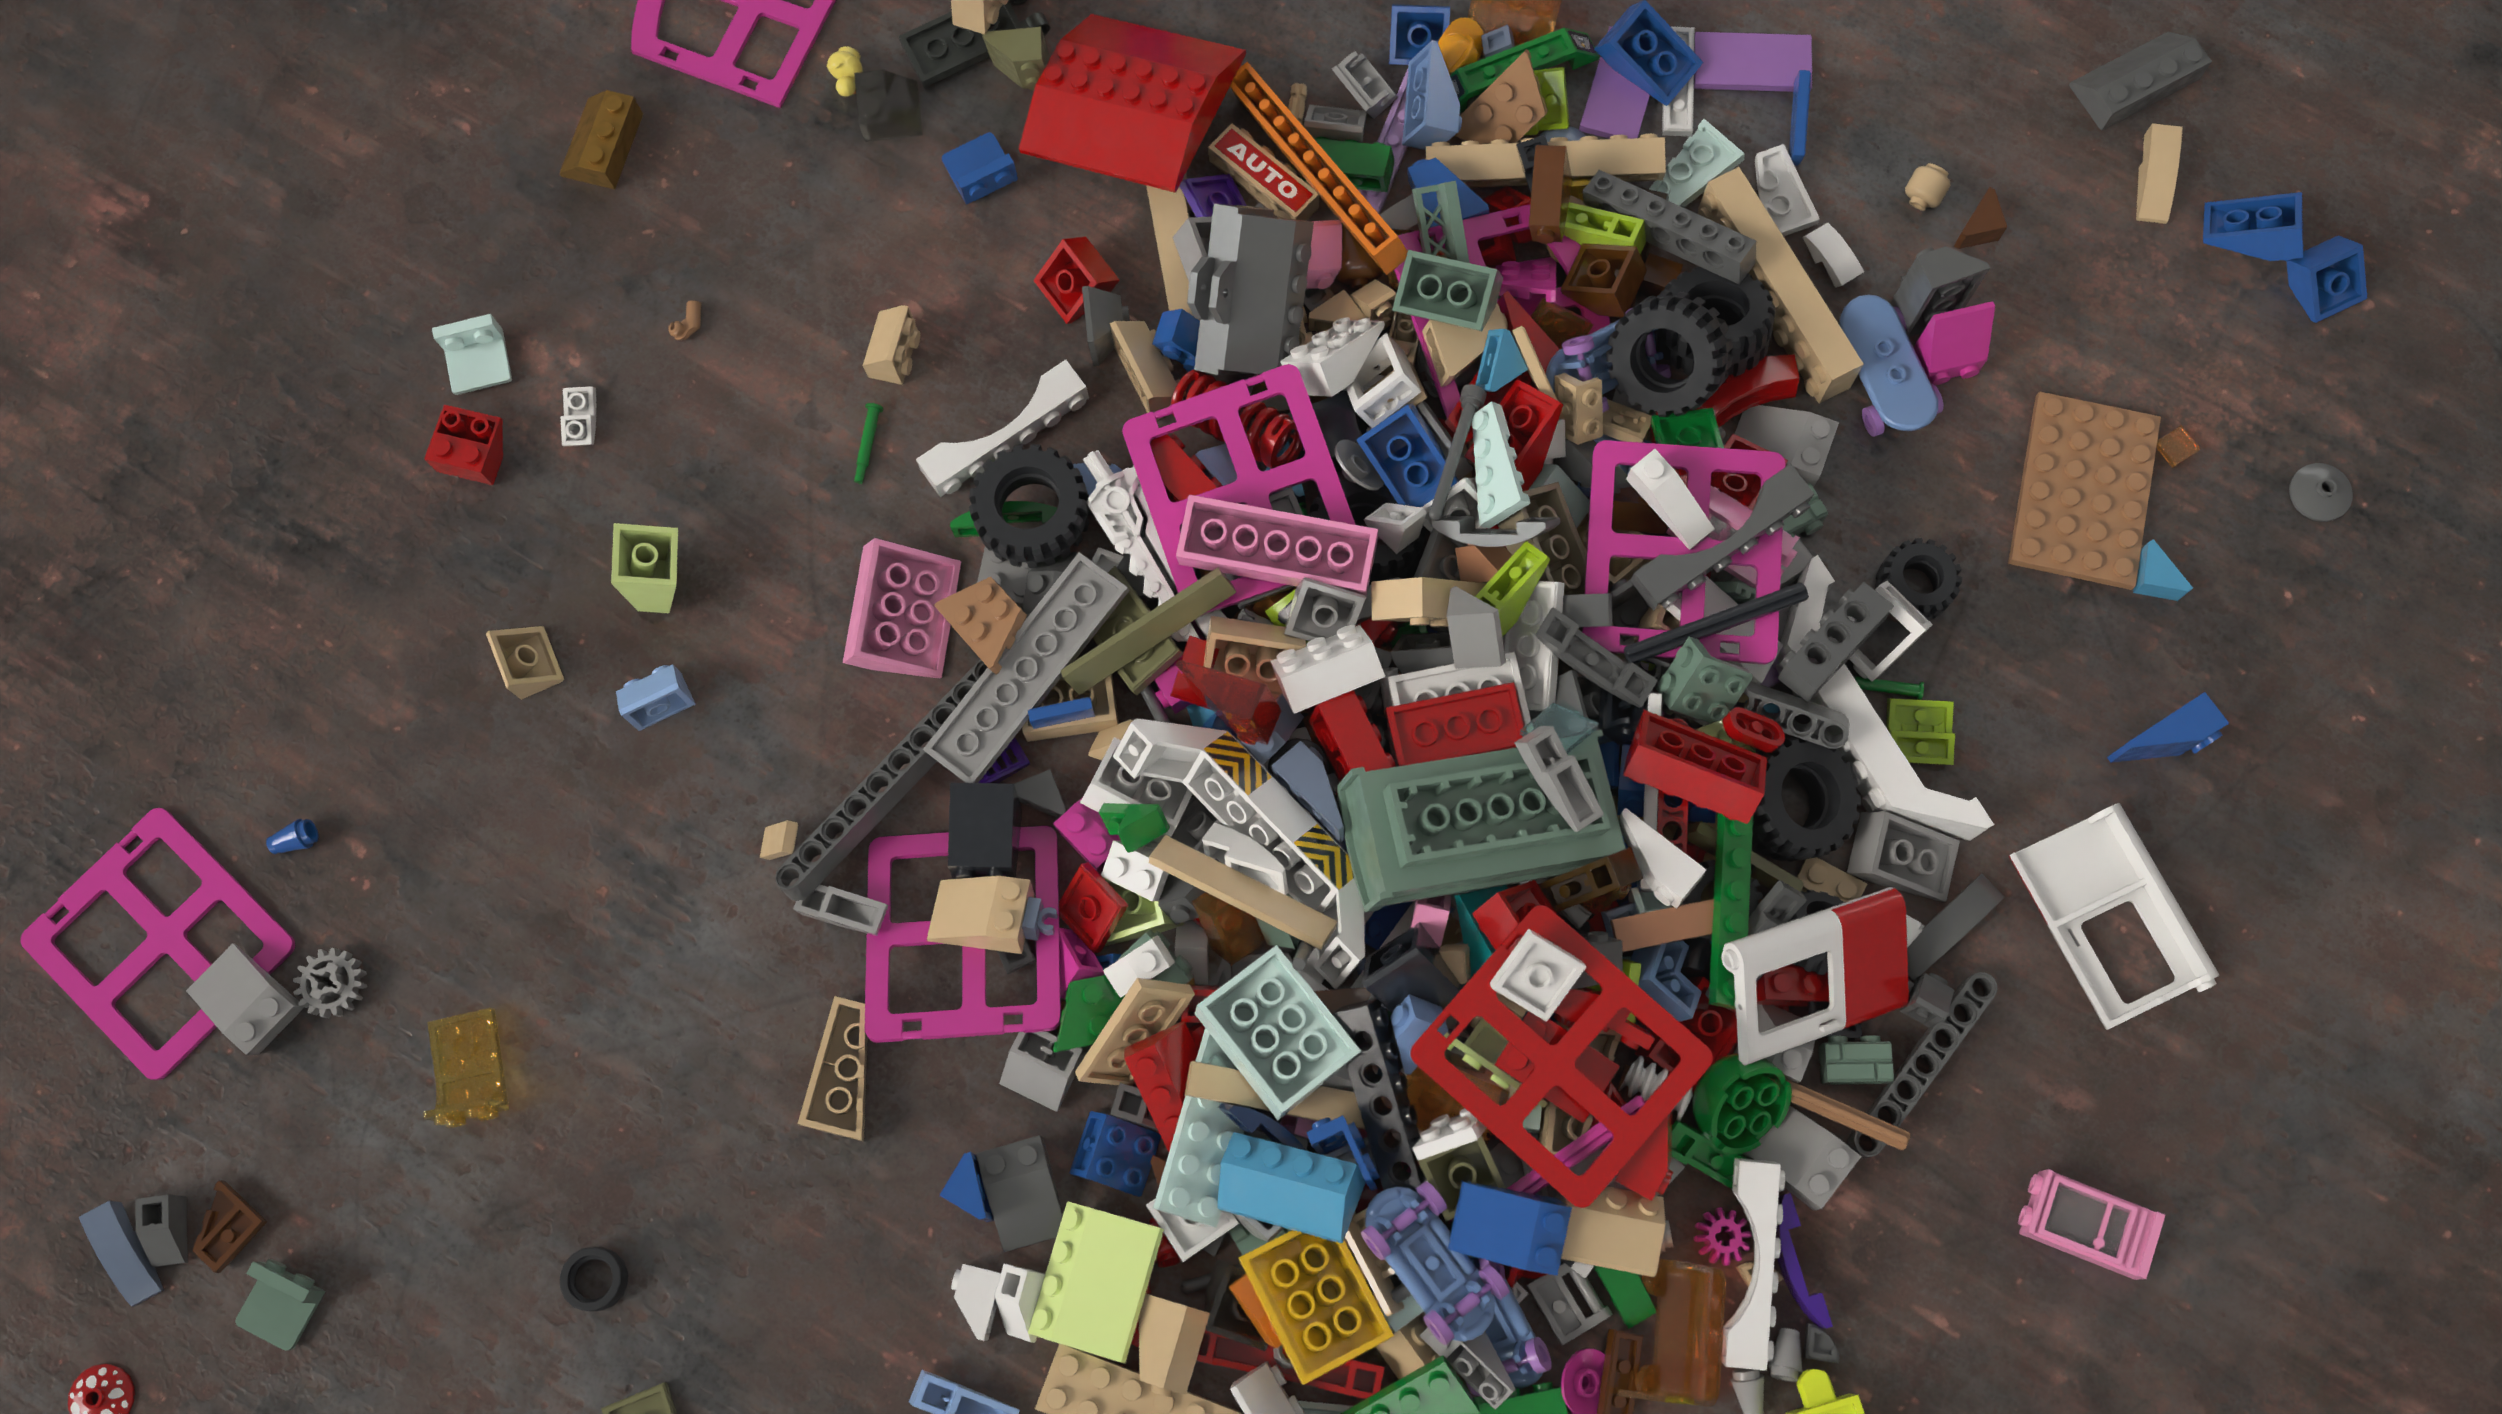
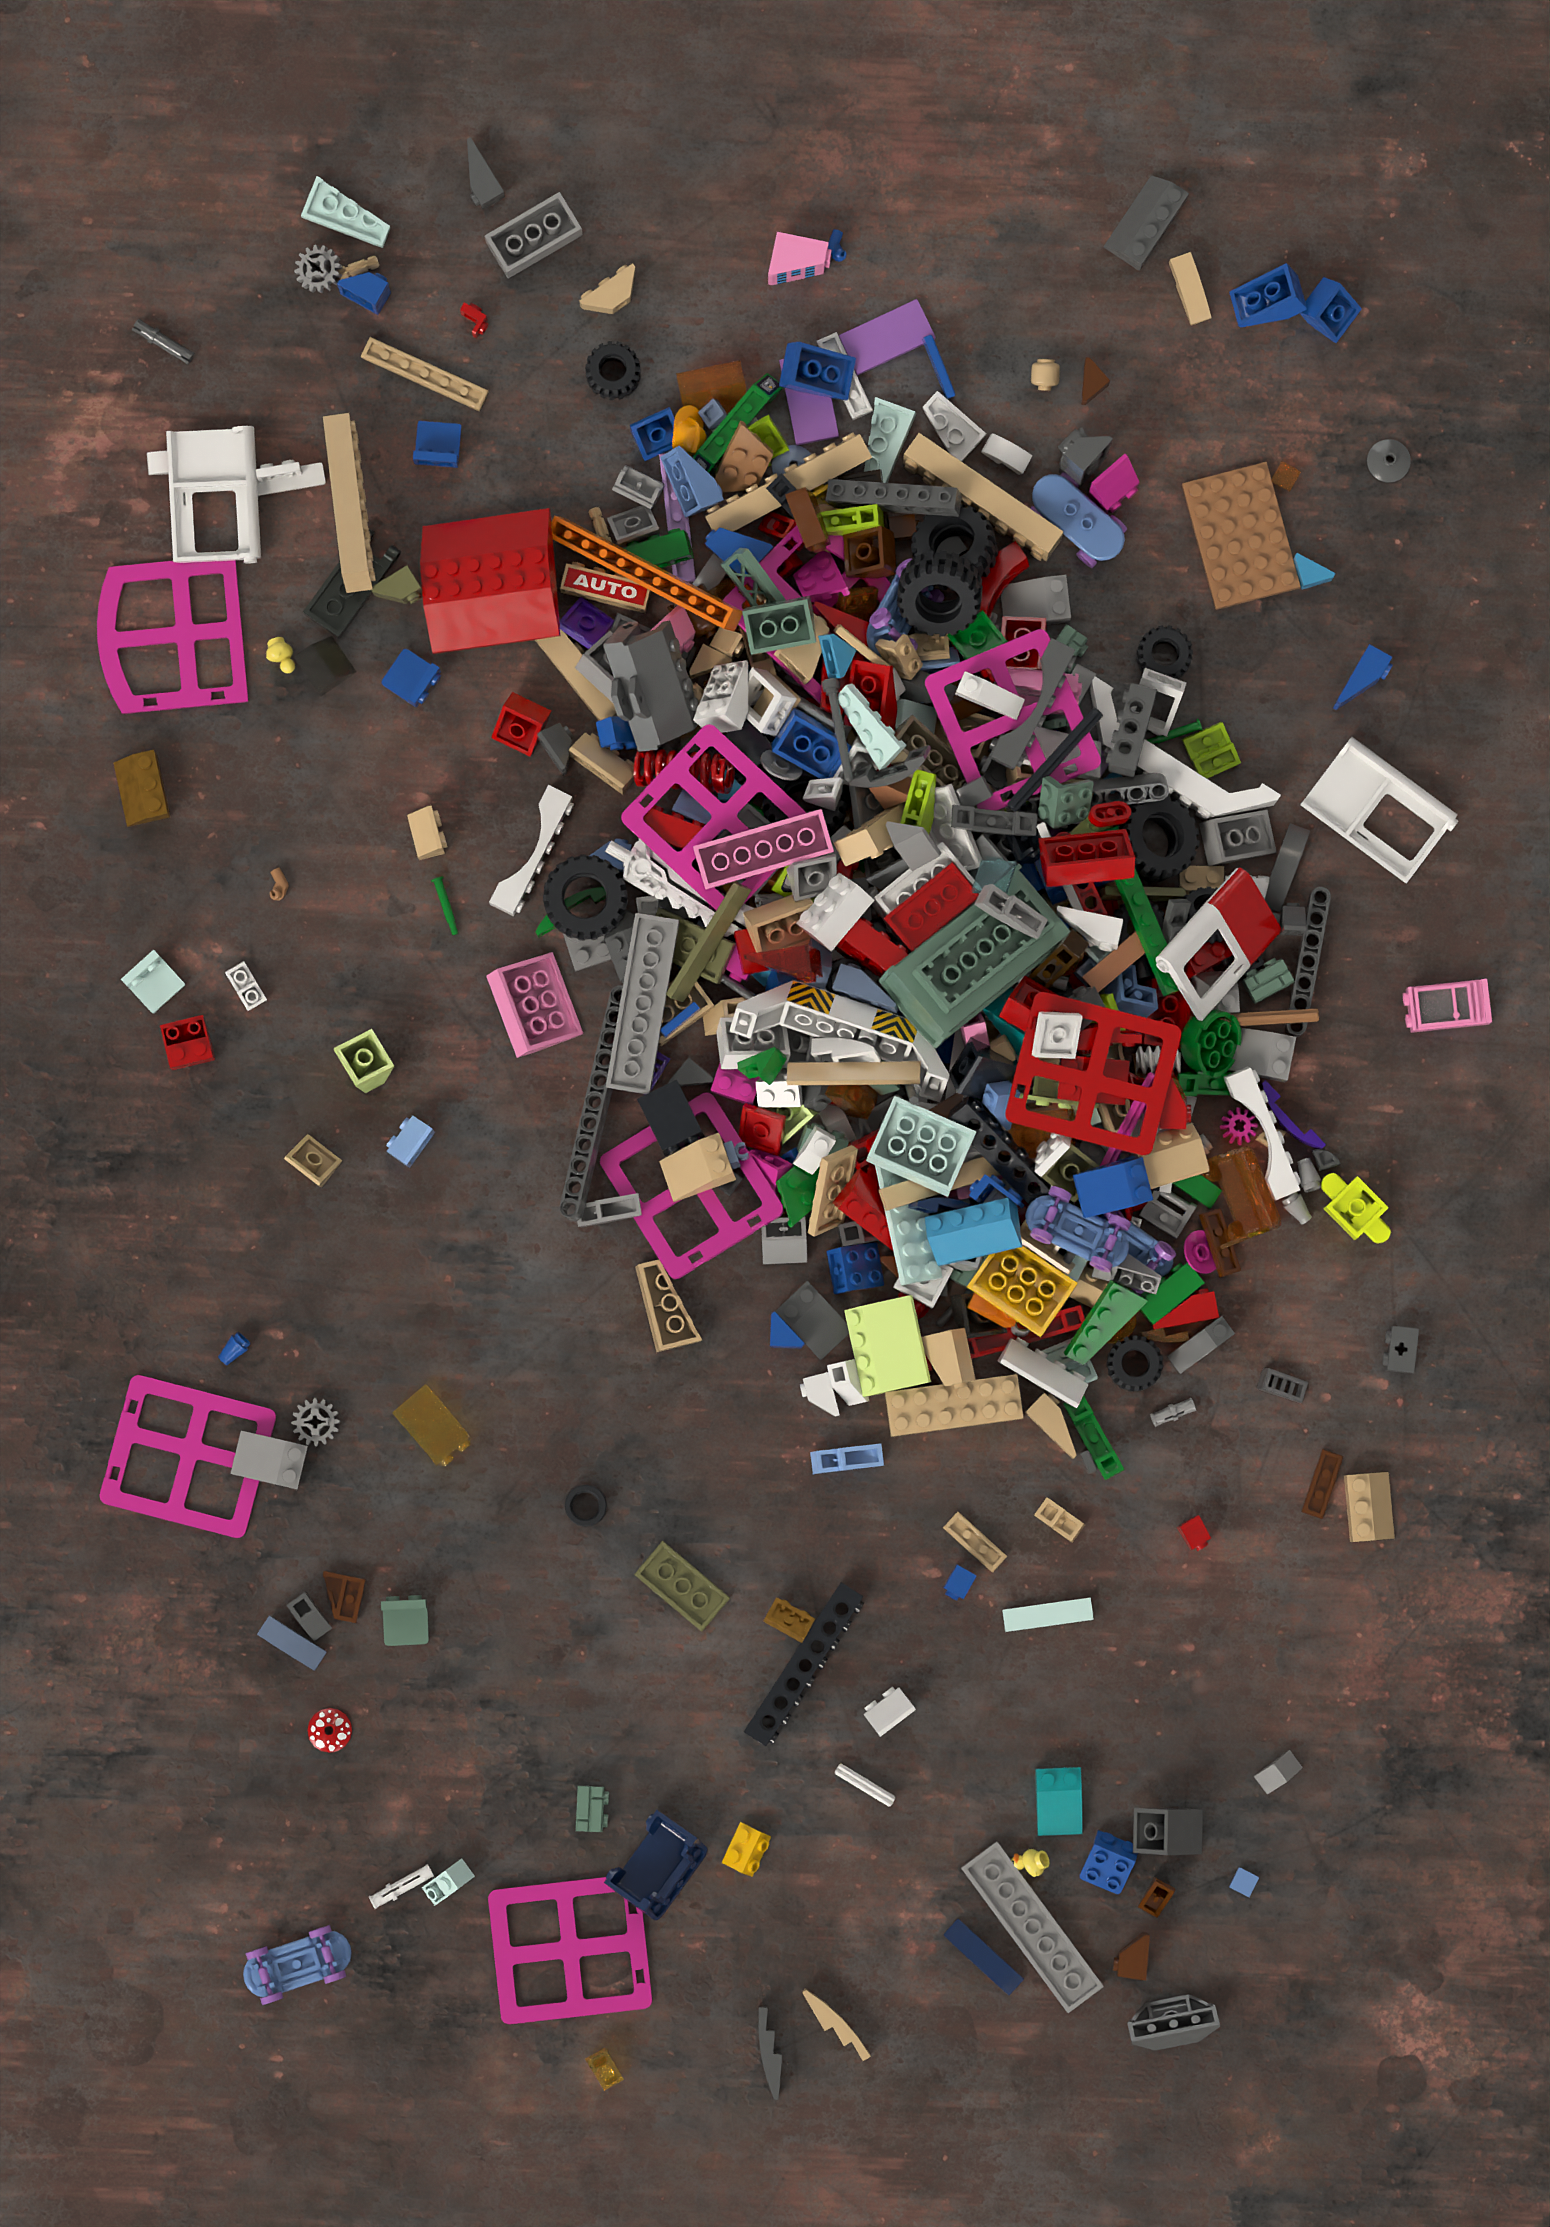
camera: 35 degrees left, 10 degrees up
(779, 840) = (545, 1189): tan tile -> none
(984, 619) = (596, 985): medium nougat wing -> none

